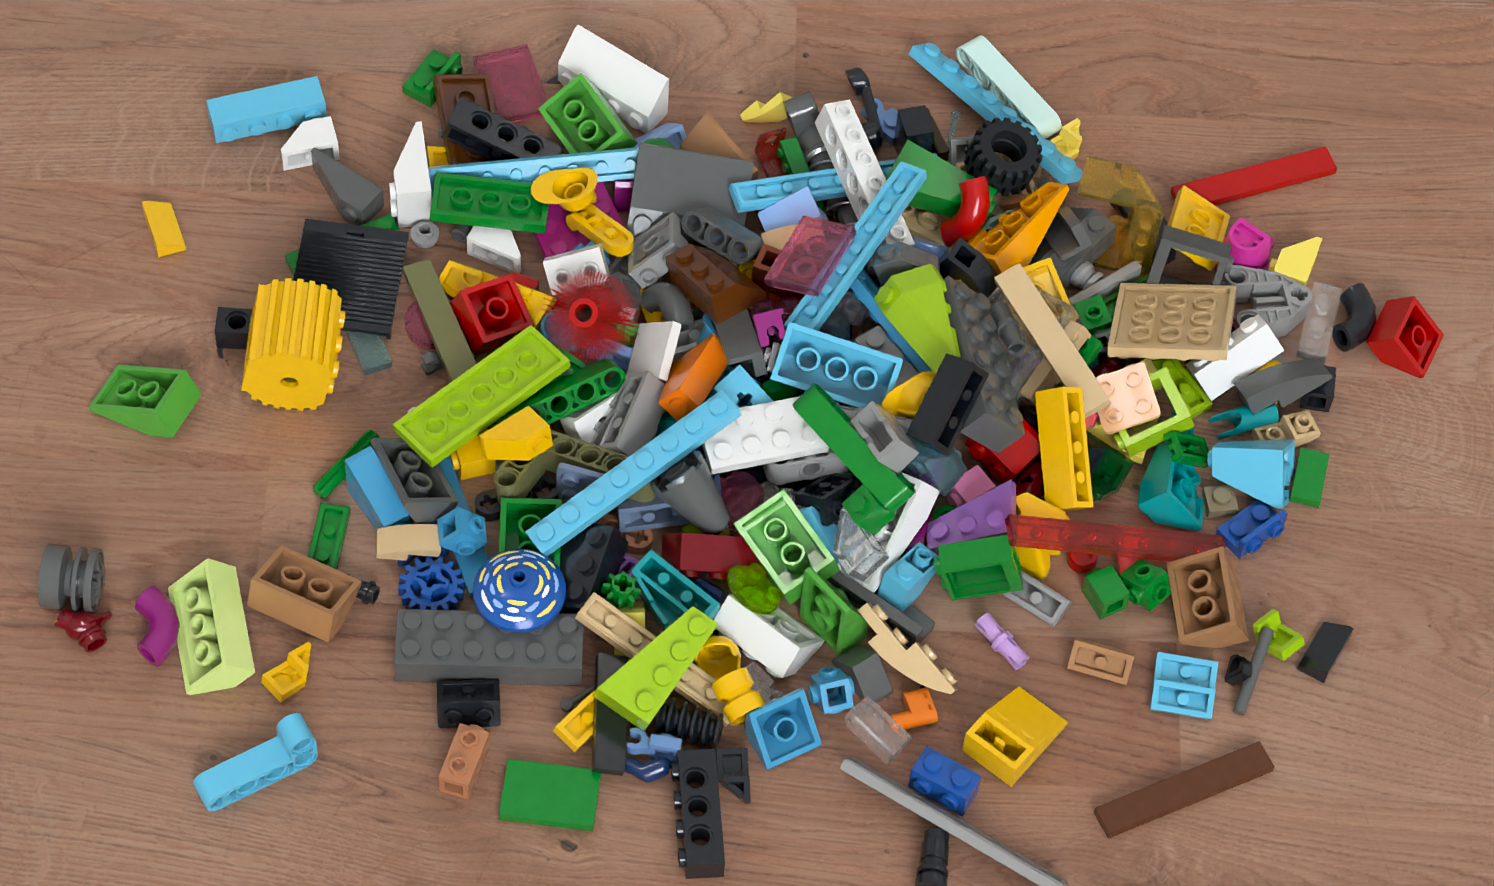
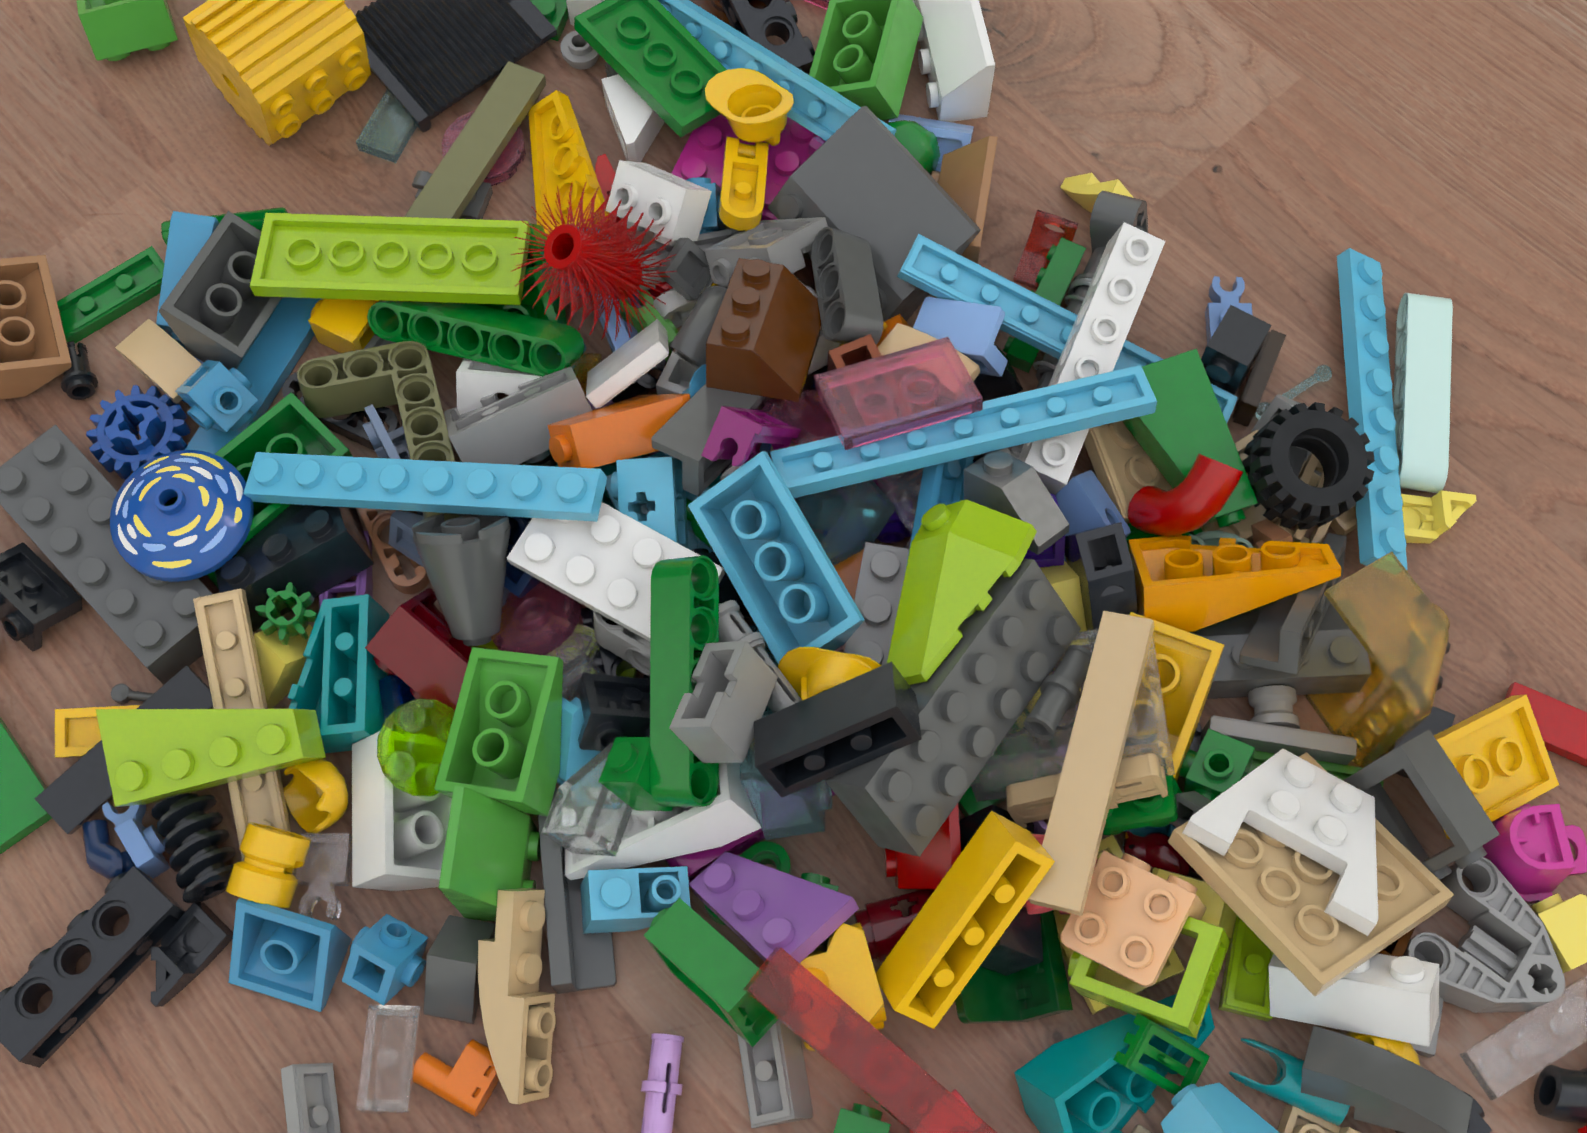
camera: 50 degrees right, 10 degrees up
(491, 313) = (524, 170): red slope -> none
(517, 437) = (374, 337): yellow slope -> none
(861, 86) = (1187, 315): black piece -> none
(969, 487) = (832, 853): bright pink brick -> none
(1155, 299) = (1311, 815): none -> white wing

